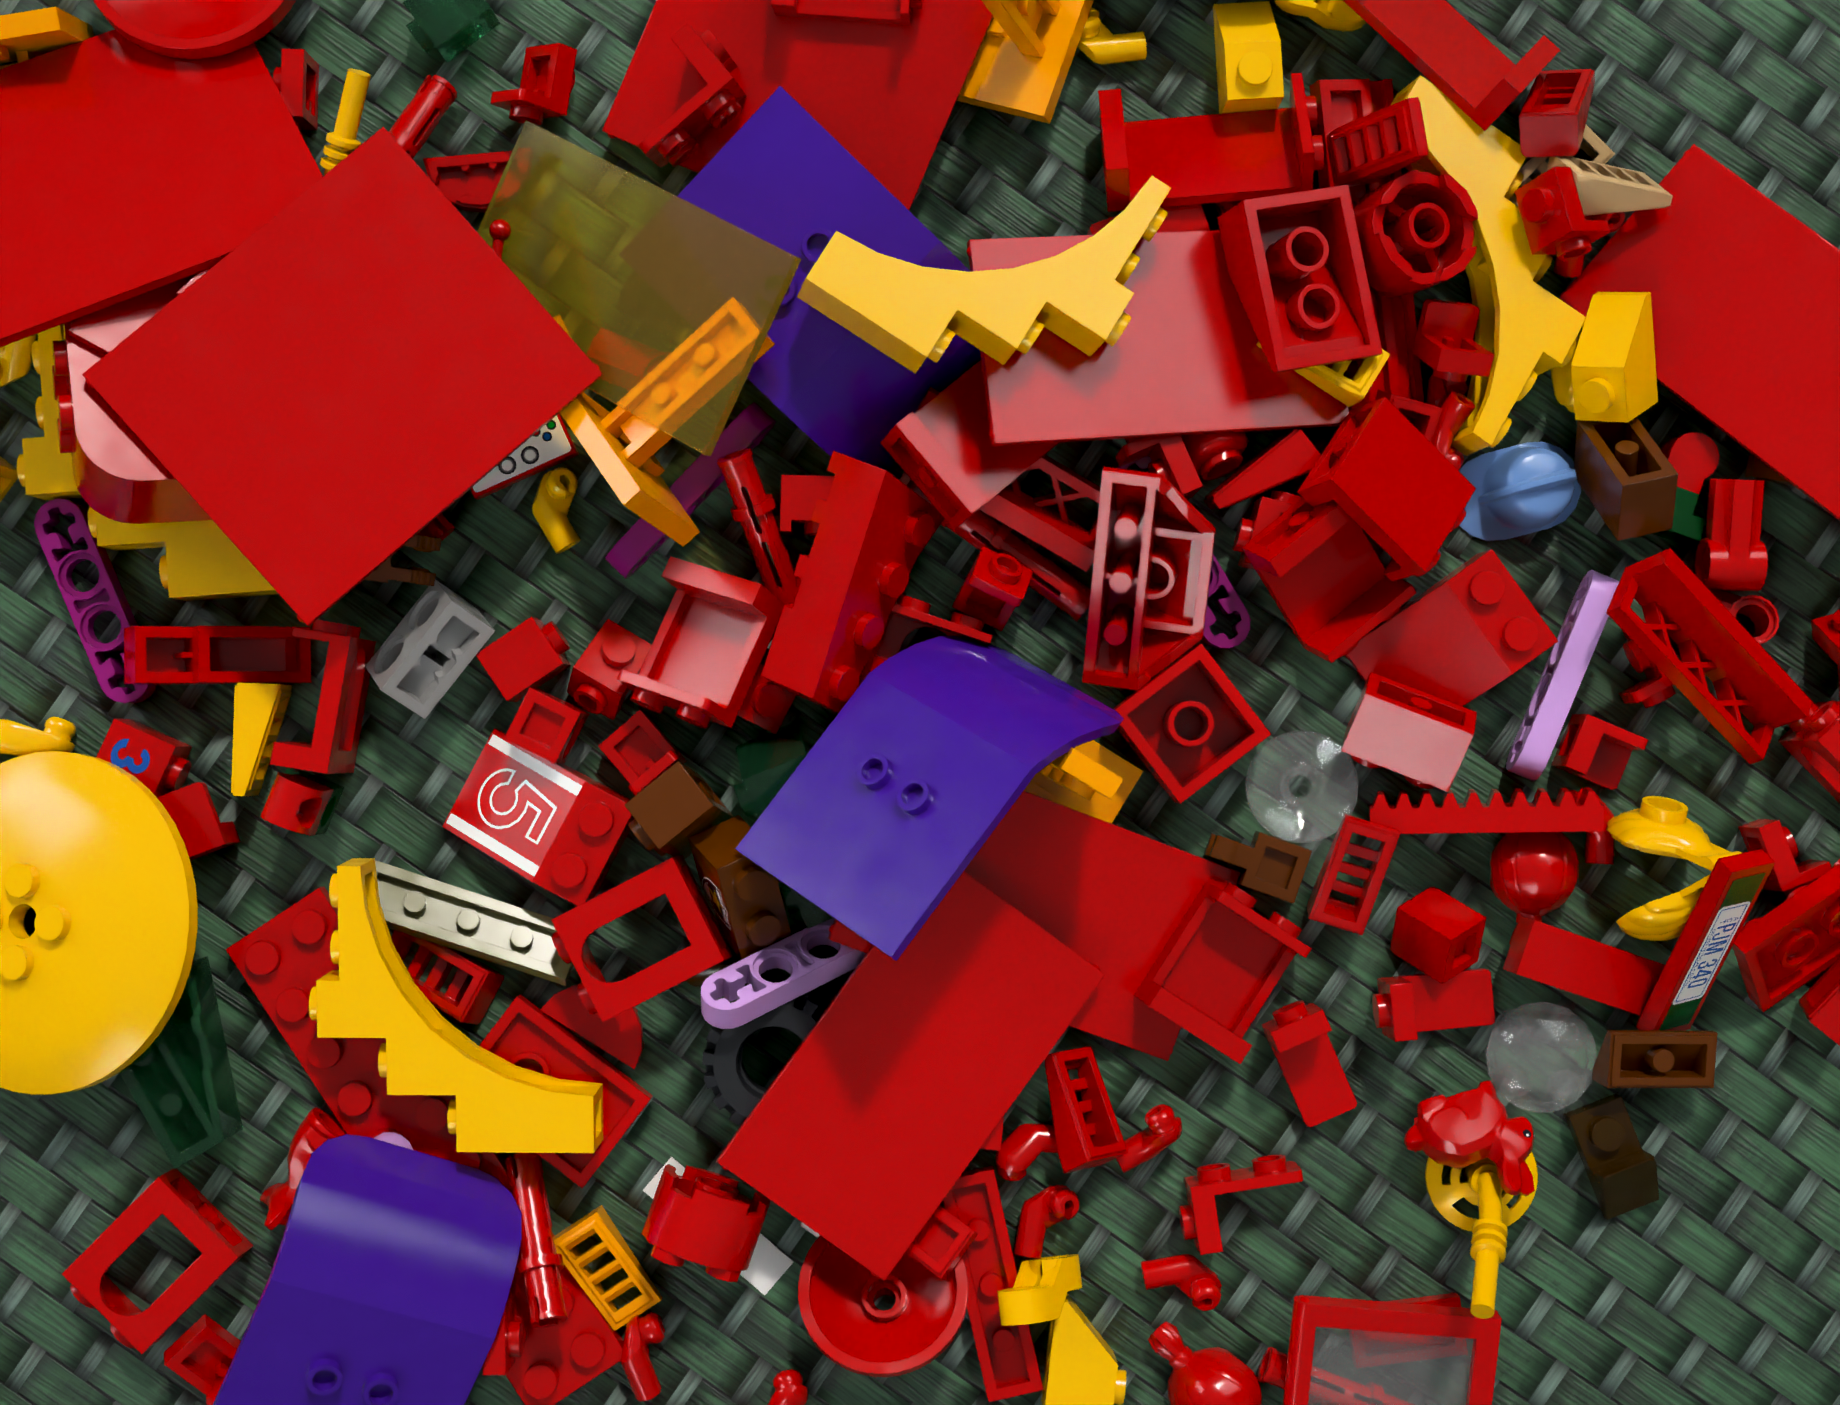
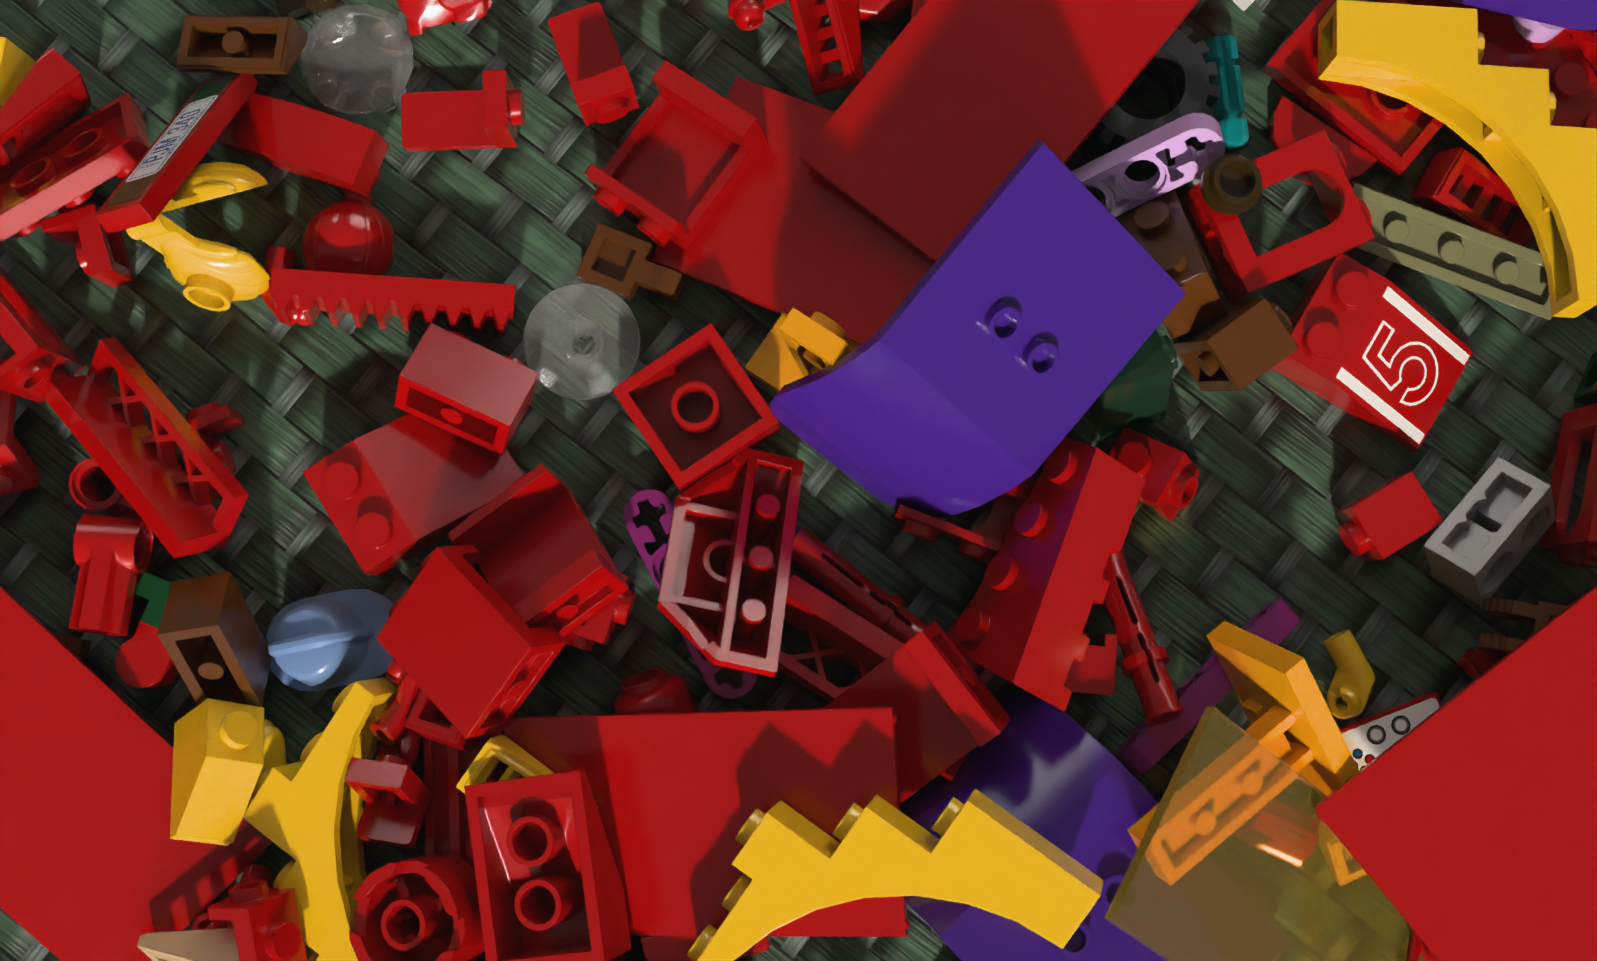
camera: 175 degrees left, 5 degrees down
(546, 725) = (1368, 444): red brick -> none
(596, 671) = (1297, 503): red bracket -> none
(640, 751) = (1266, 413): red bracket -> none
(688, 1070) = (1231, 96): none -> teal axle
(693, 958) = (1231, 184): none -> dark brown plate
(705, 645) = (1201, 515): red panel -> none
(993, 588) = (891, 564): red bracket -> none
(1168, 458) = (698, 680): red bracket -> none
(1278, 463) = (587, 678): red slope -> none
(1338, 912) = (548, 210): red slope -> none
(1437, 934) = (452, 185): red panel -> none
(1562, 676) = (301, 442): lavender beam -> none
(1596, 750) = (274, 363): red panel -> none

